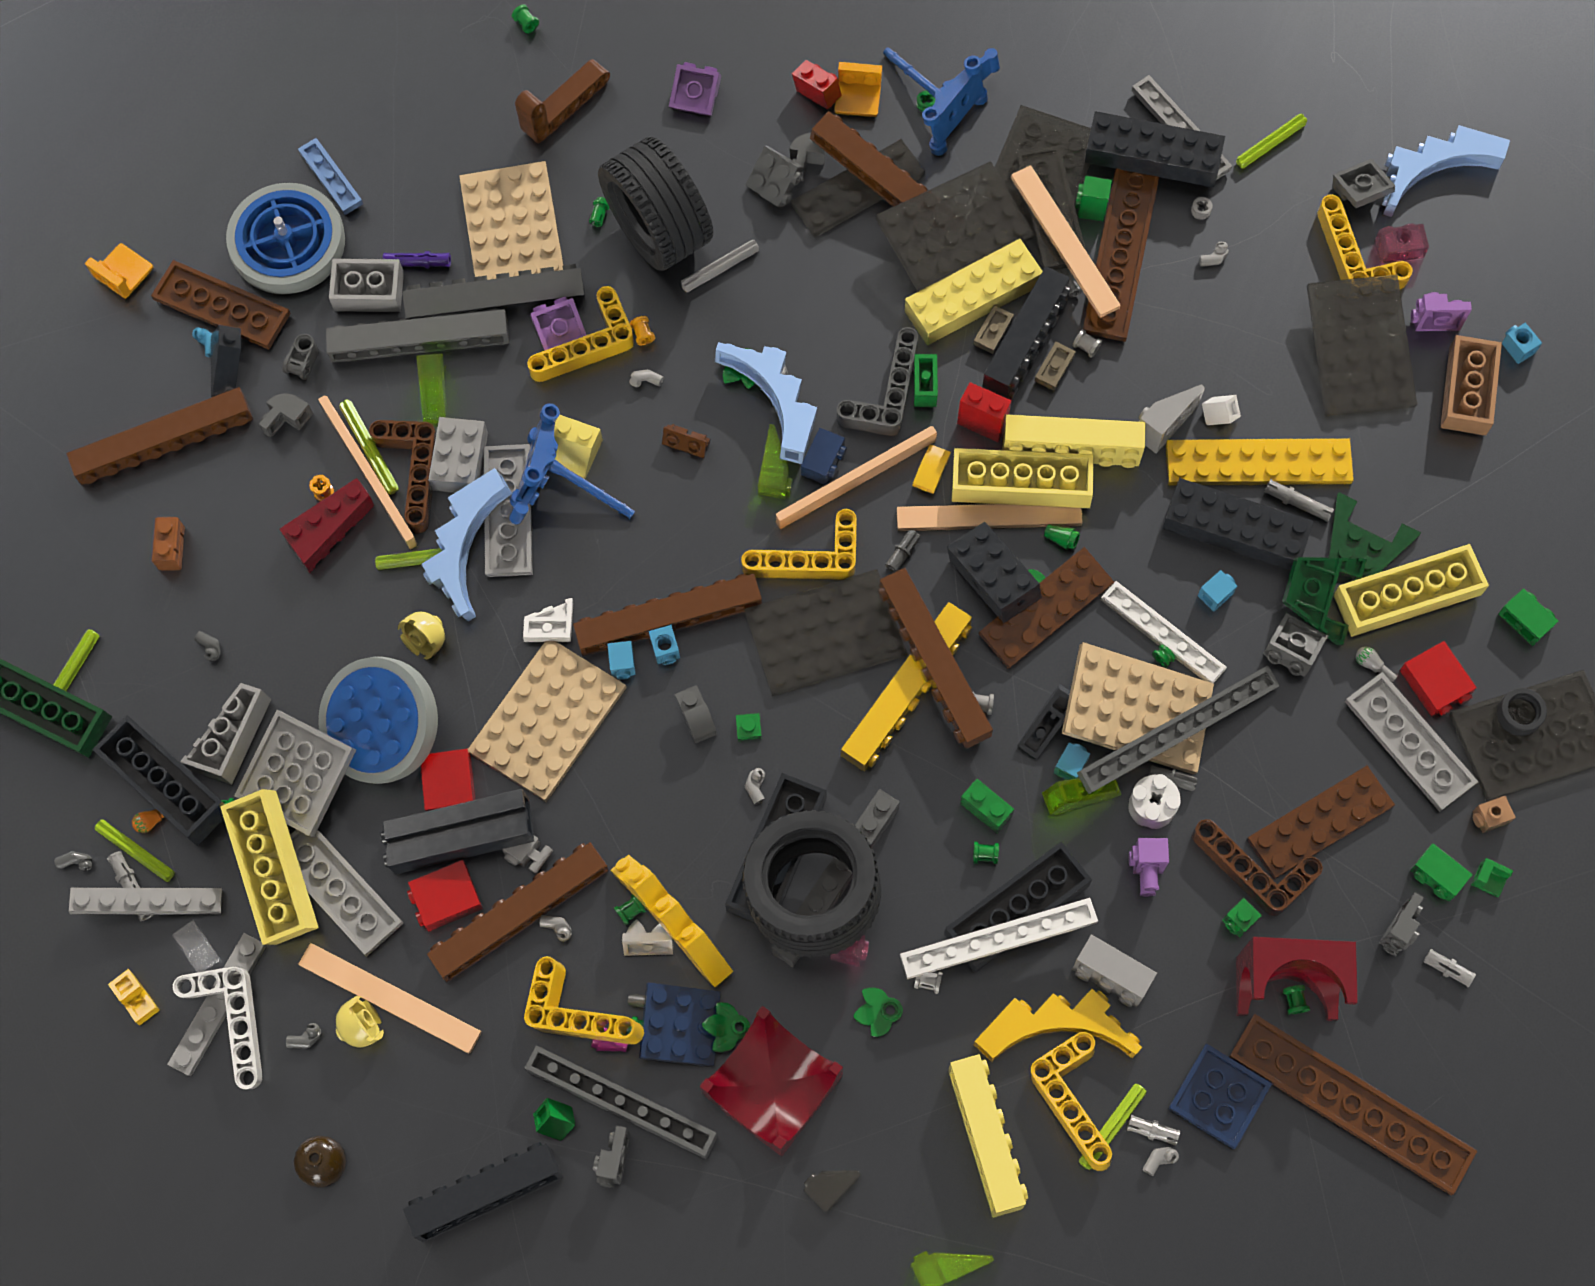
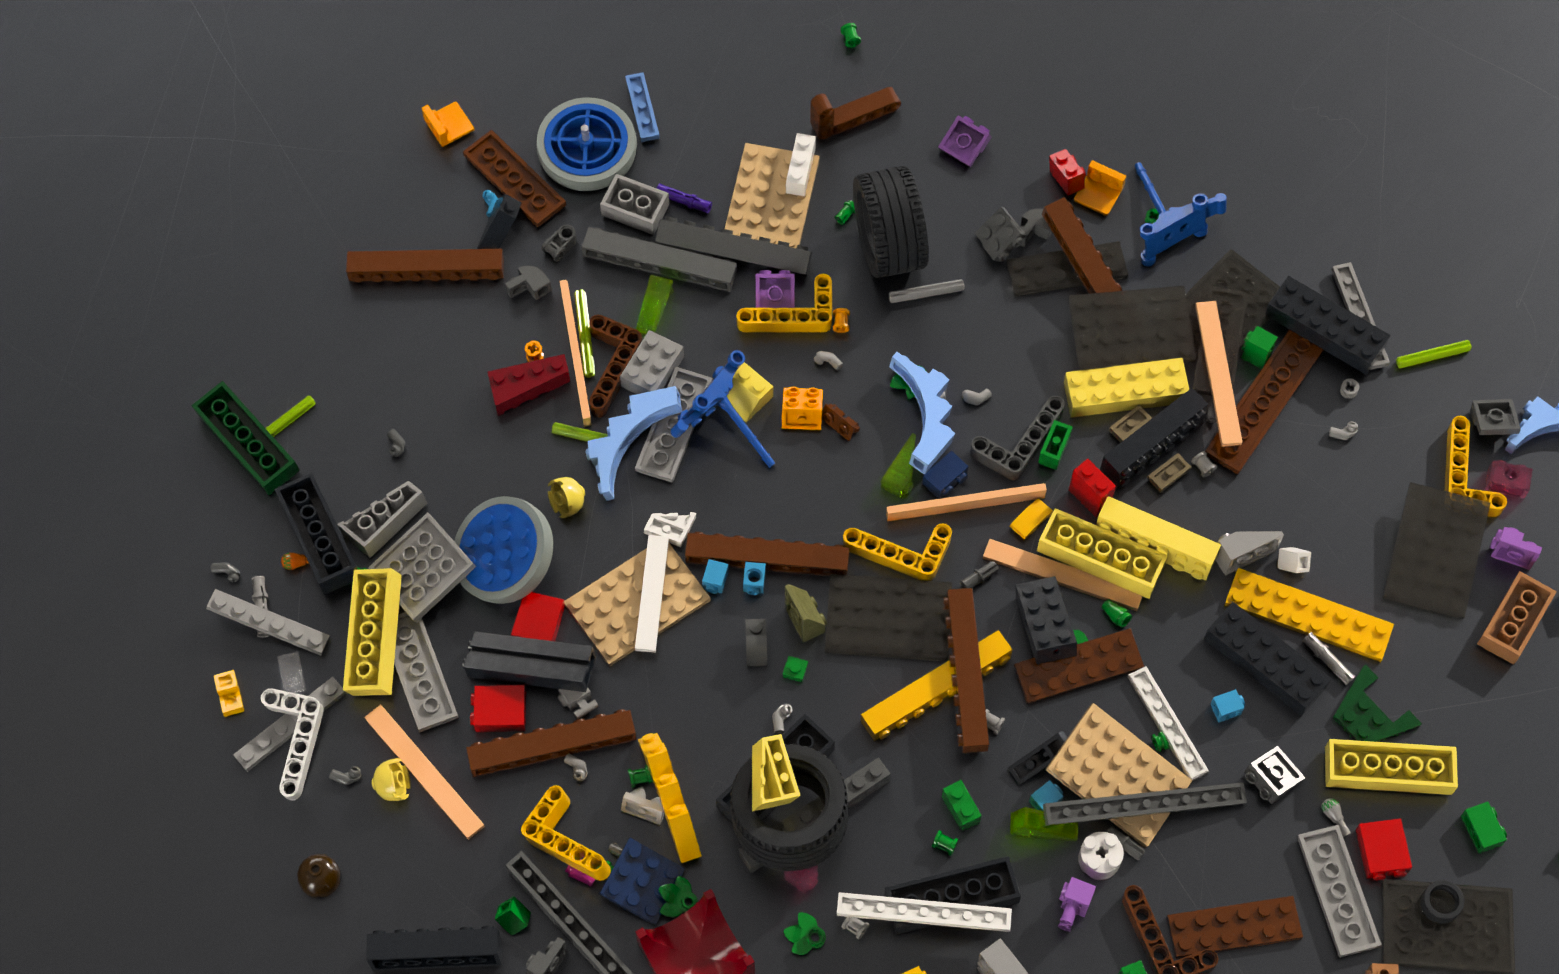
camera: 20 degrees right, 5 degrees down
(134, 850) = (275, 580): lime axle -> none
(168, 543) = (397, 351): dark orange brick -> none
(530, 177) = (800, 164): none -> white brick
(561, 705) = (652, 594): none -> white tile
(640, 441) = (802, 408): none -> light orange bracket
(734, 663) = (803, 613): none -> olive slope
(783, 857) = (772, 774): none -> light yellow wedge
(819, 362) = (976, 398): none -> light grey arm
(1312, 589) = (1306, 734): dark green wing -> none

